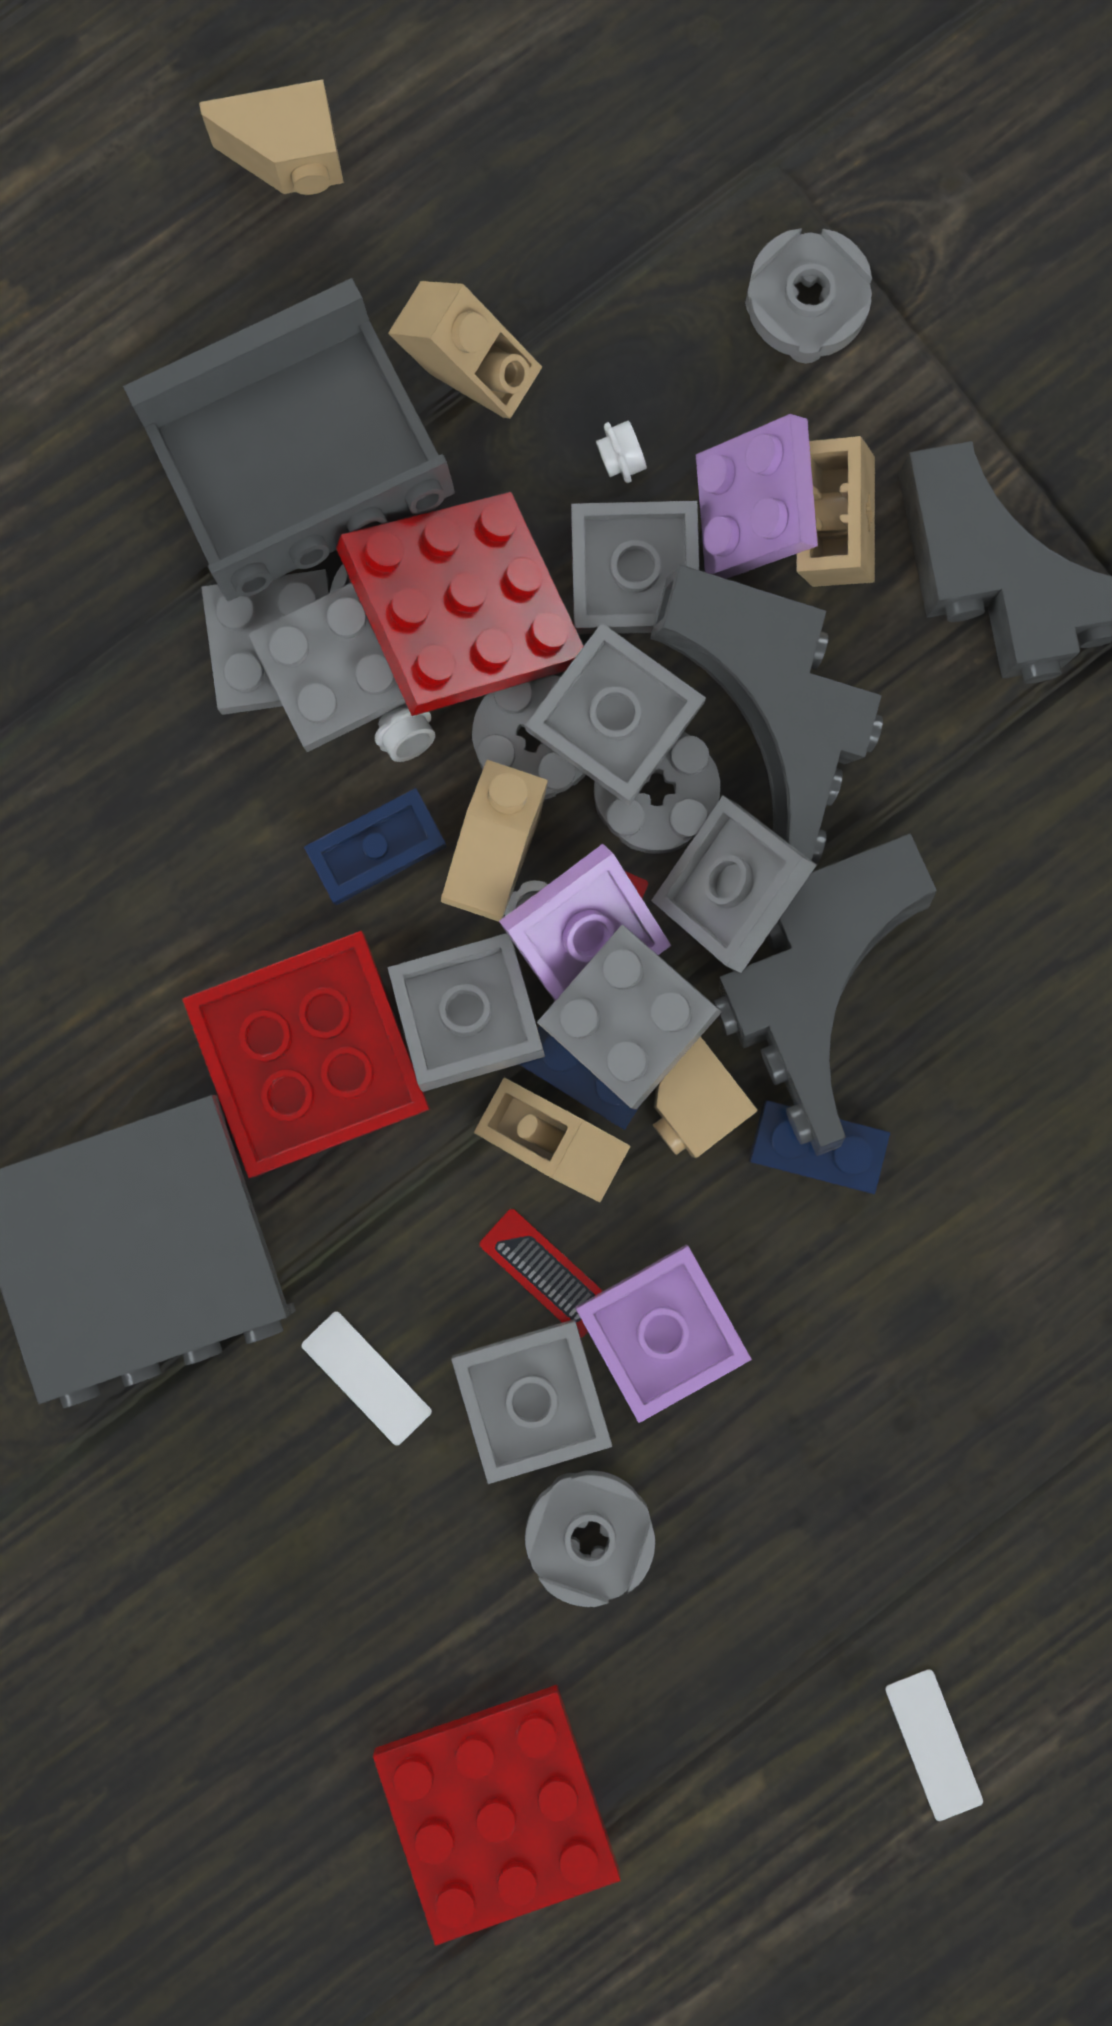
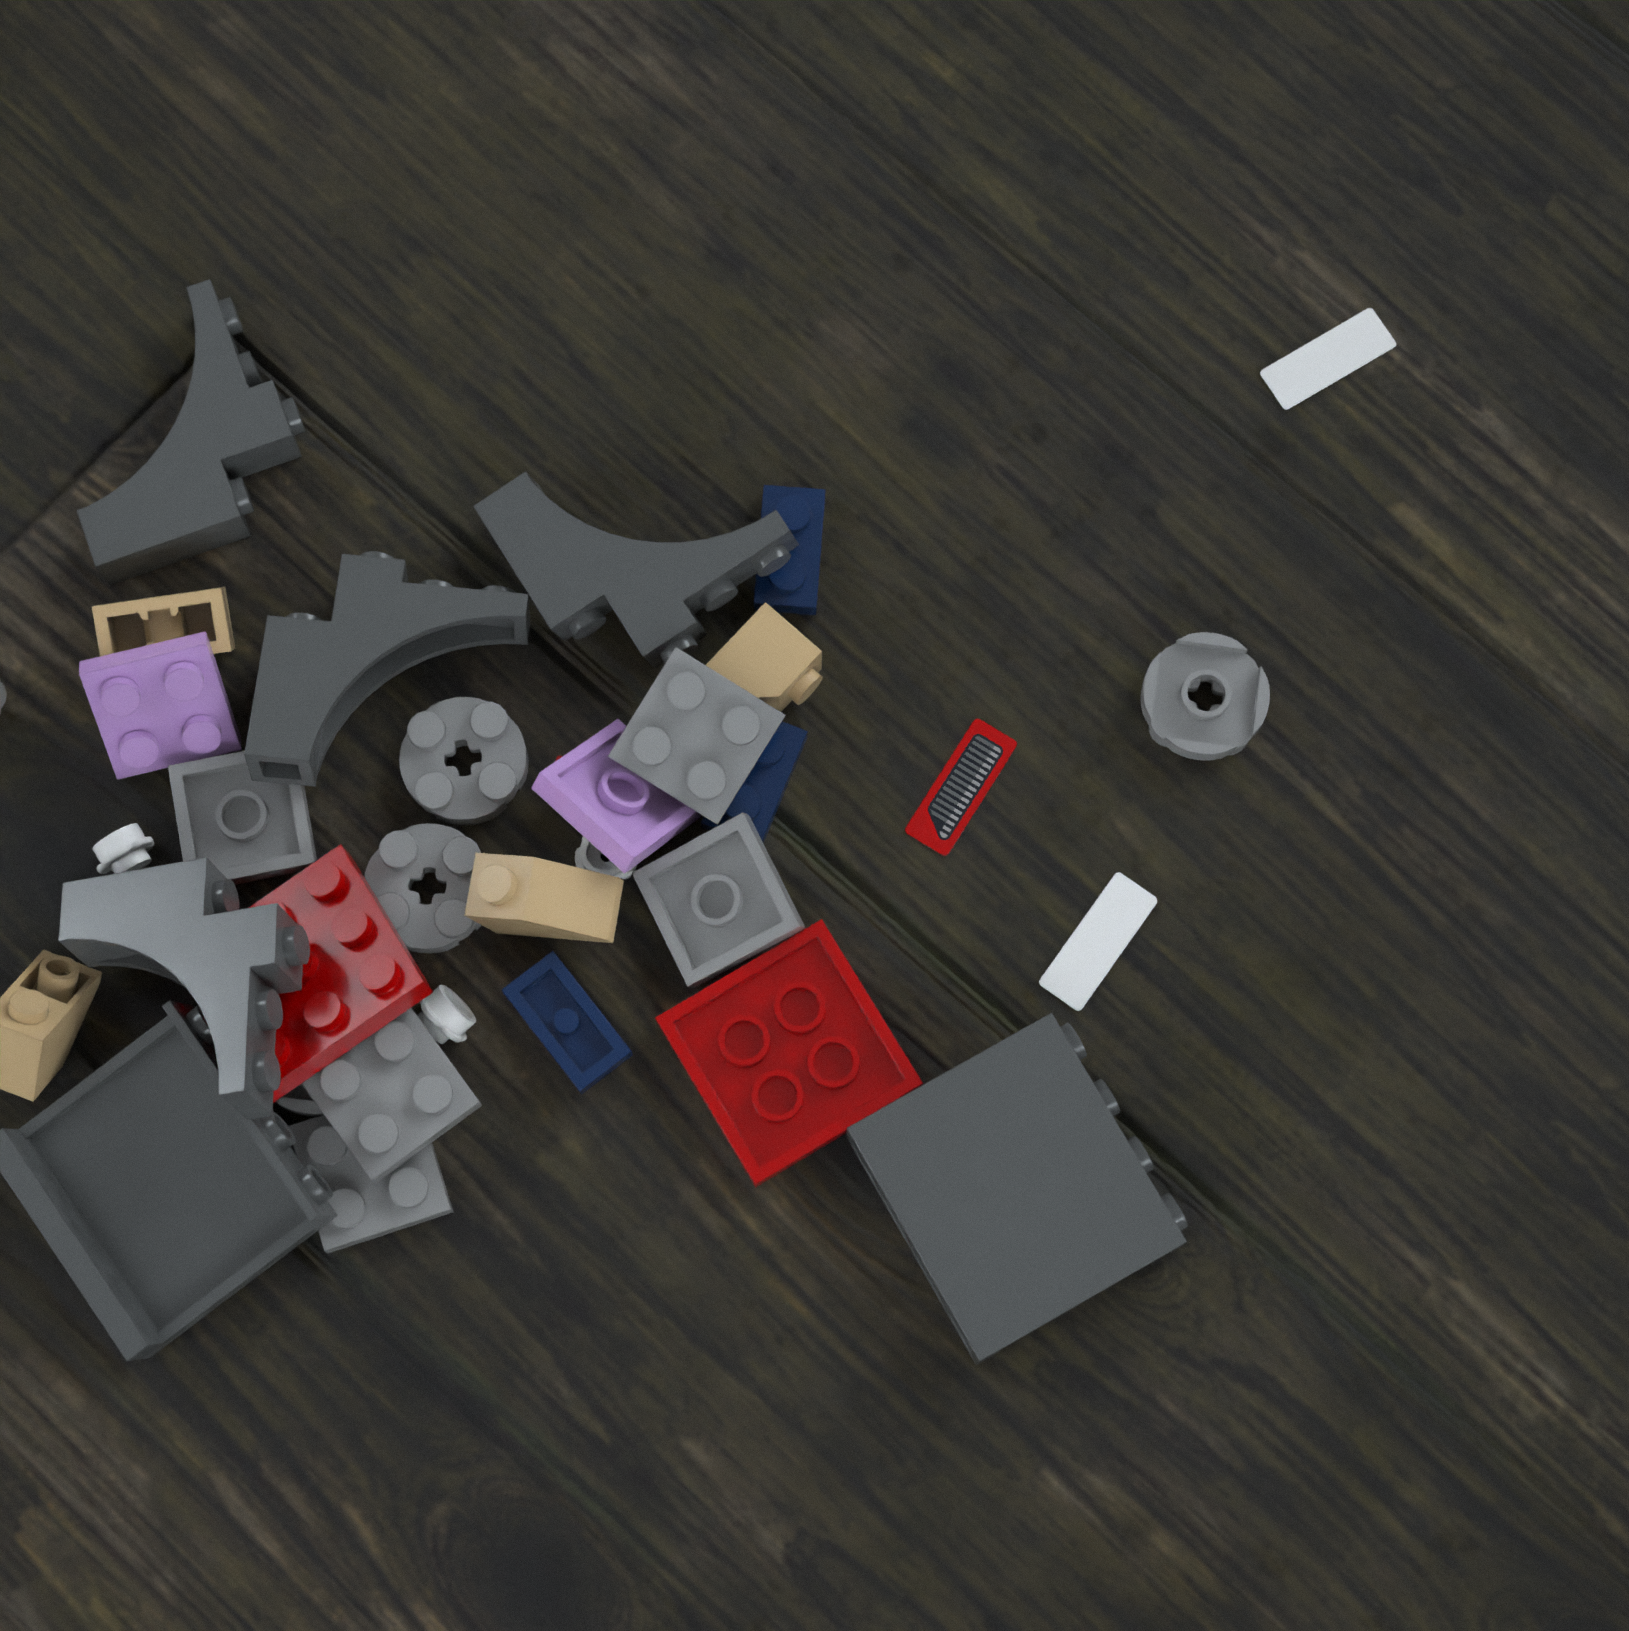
camera: 105 degrees left, 10 degrees down
(473, 518) = (189, 928): none -> arch
(496, 1815) = (1483, 740): red plate -> none
(531, 1401) = (1086, 773): light grey plate -> none
(552, 1140) = (828, 797): tan slope -> none
(615, 713) = (398, 801): light grey plate -> none
(663, 1333) = (996, 661): lavender plate -> none
(733, 884) = (549, 661): light grey plate -> none

